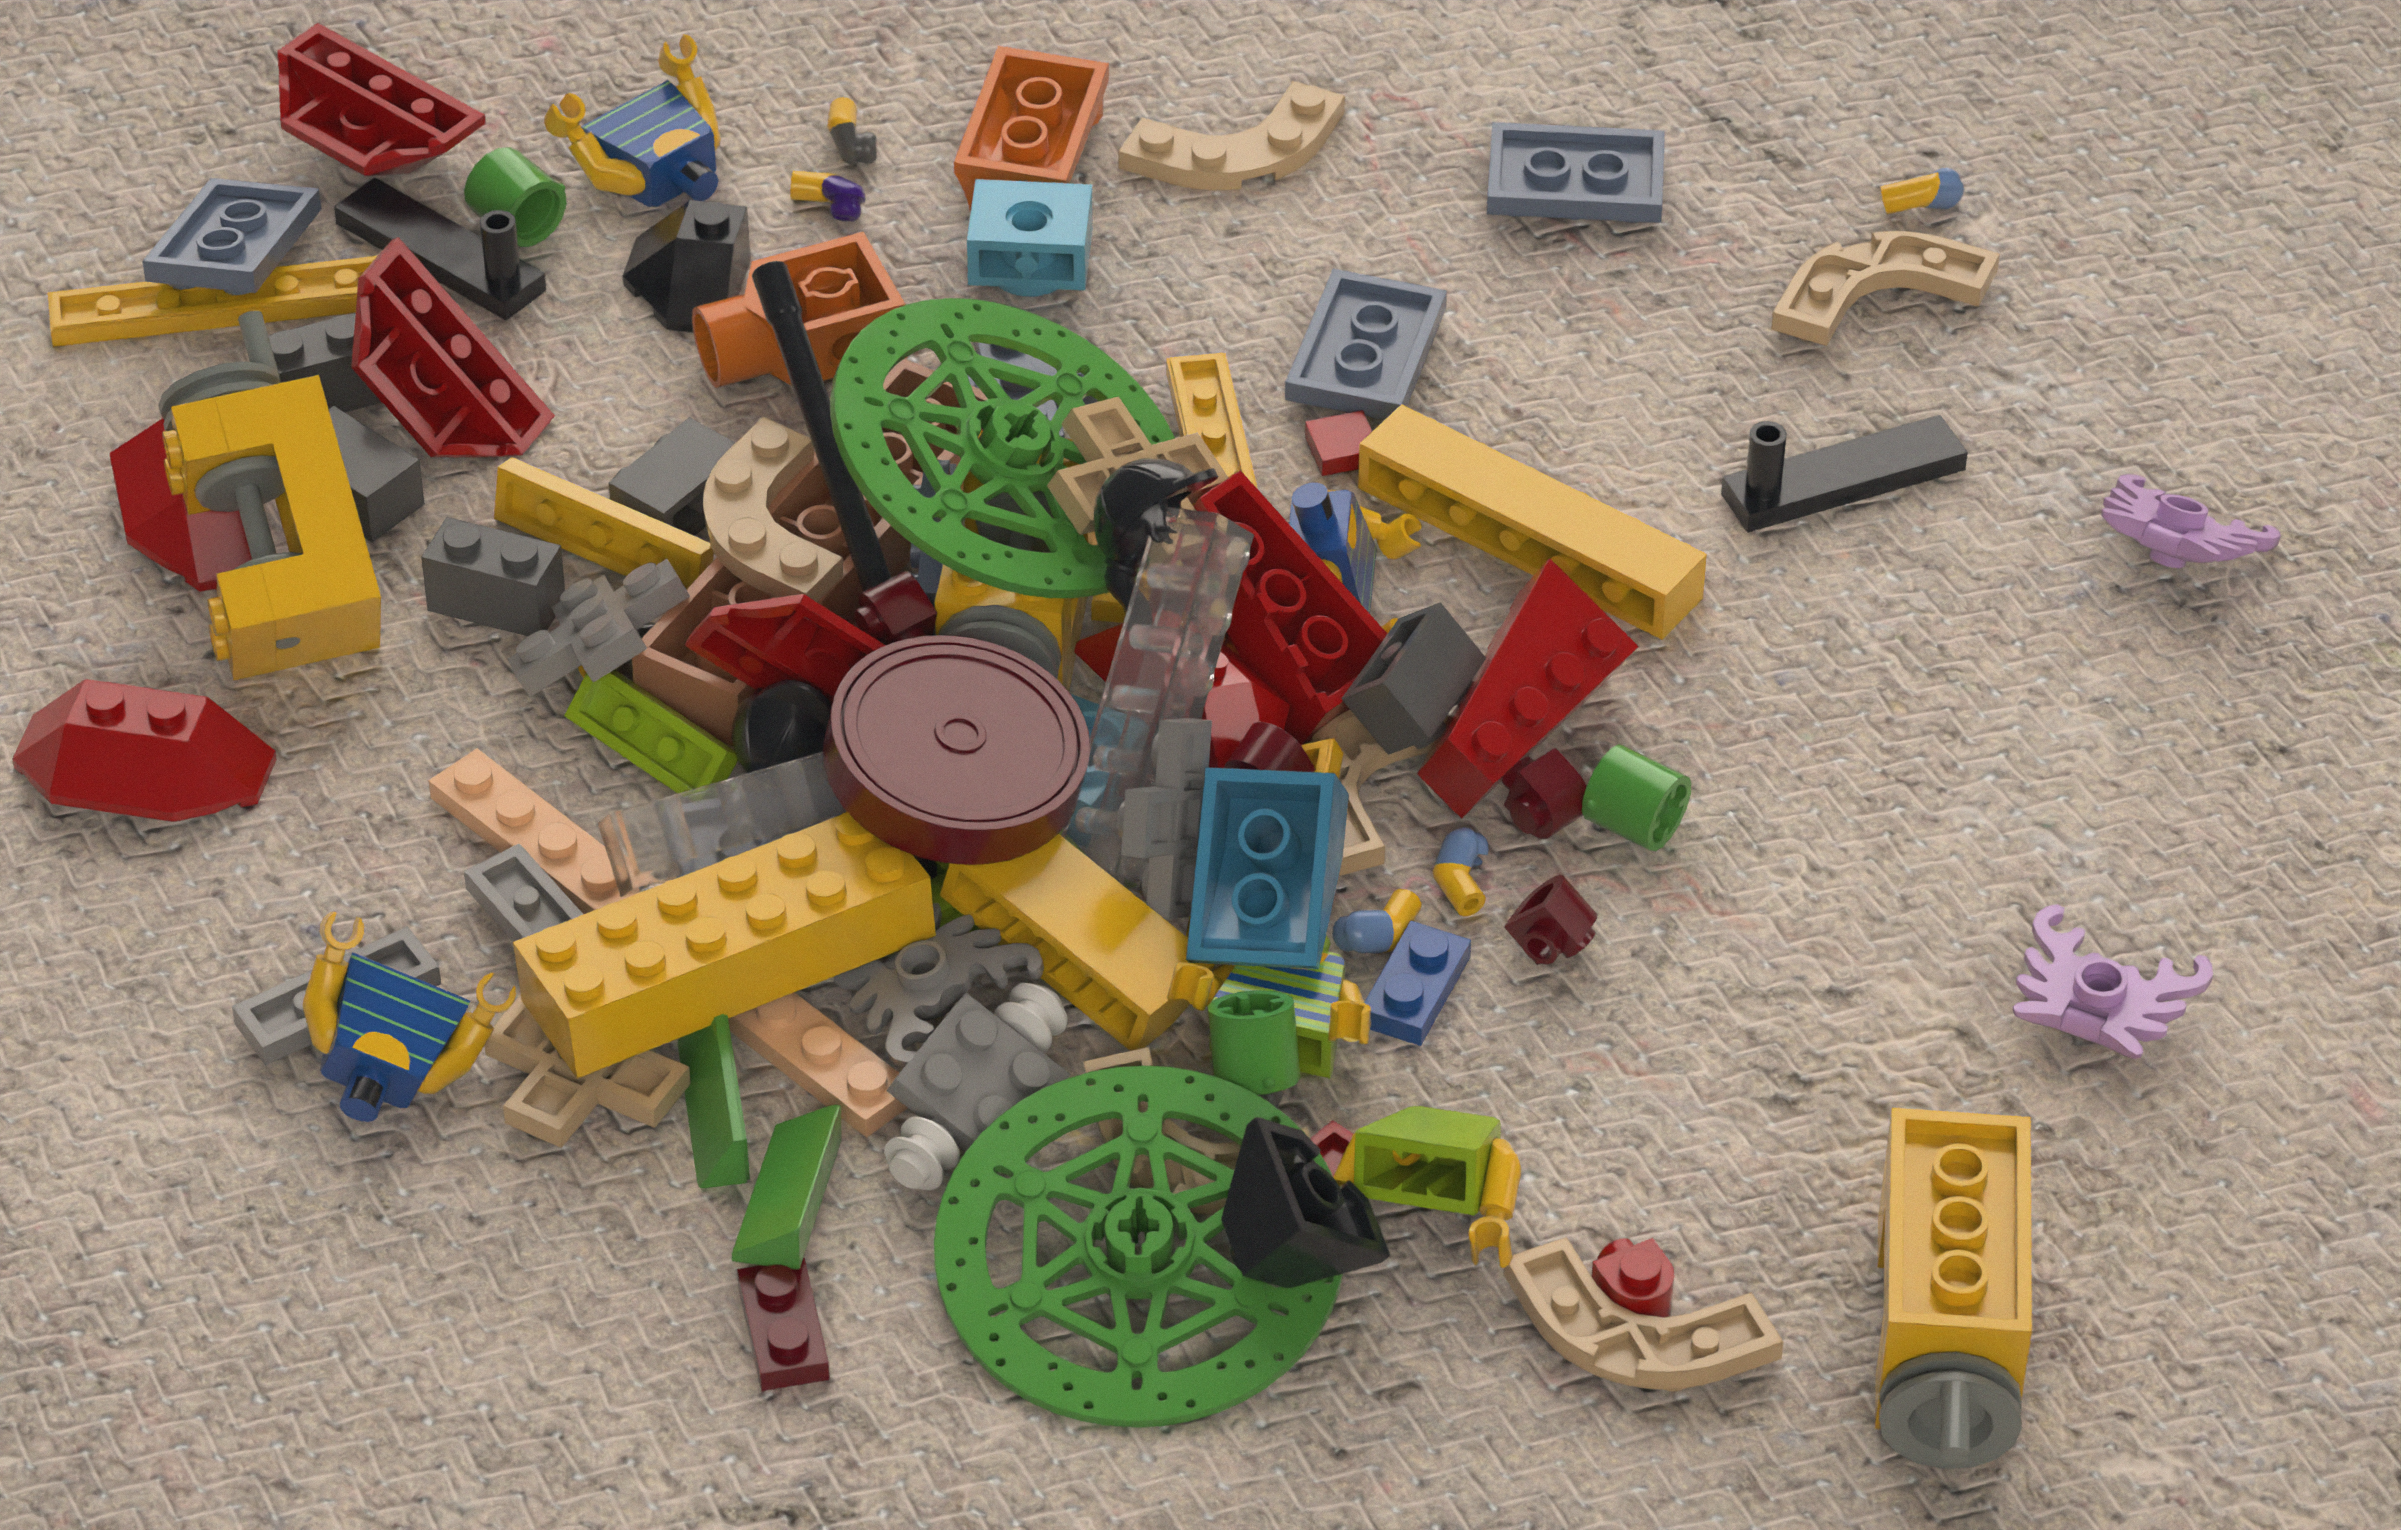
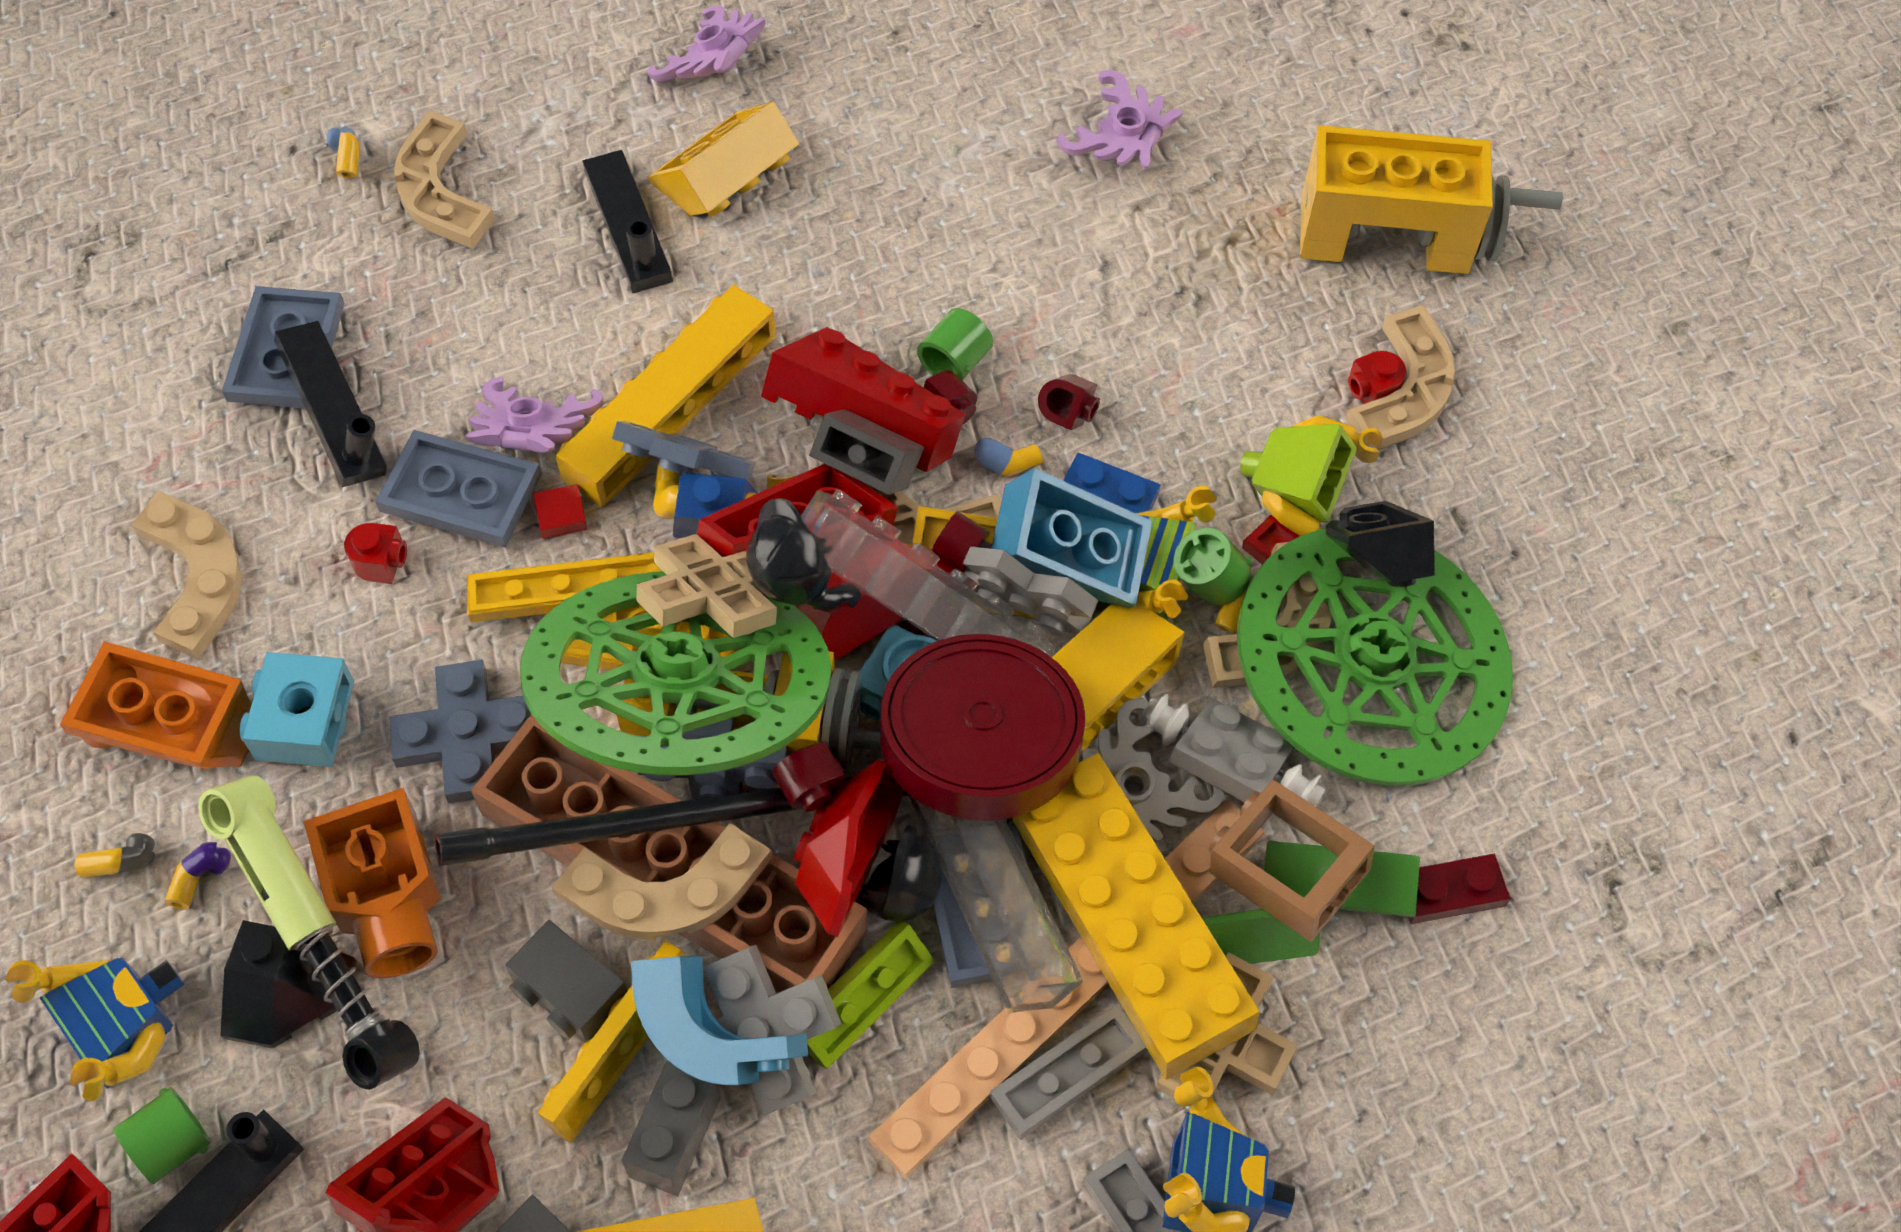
camera: 90 degrees left, 15 degrees up
(591, 549) = (682, 1028): none -> dark azure arch
(729, 241) = (245, 819): none -> piece
(783, 1143) = (1301, 914): none -> medium nougat window
(1263, 270) = (375, 551): none -> red plate
(1404, 518) = (680, 452): none -> sand blue plate
(1467, 387) = (526, 421): none -> lavender animal
(1477, 214) = (331, 404): none -> black piece
(1956, 554) = (726, 160): none -> yellow slope

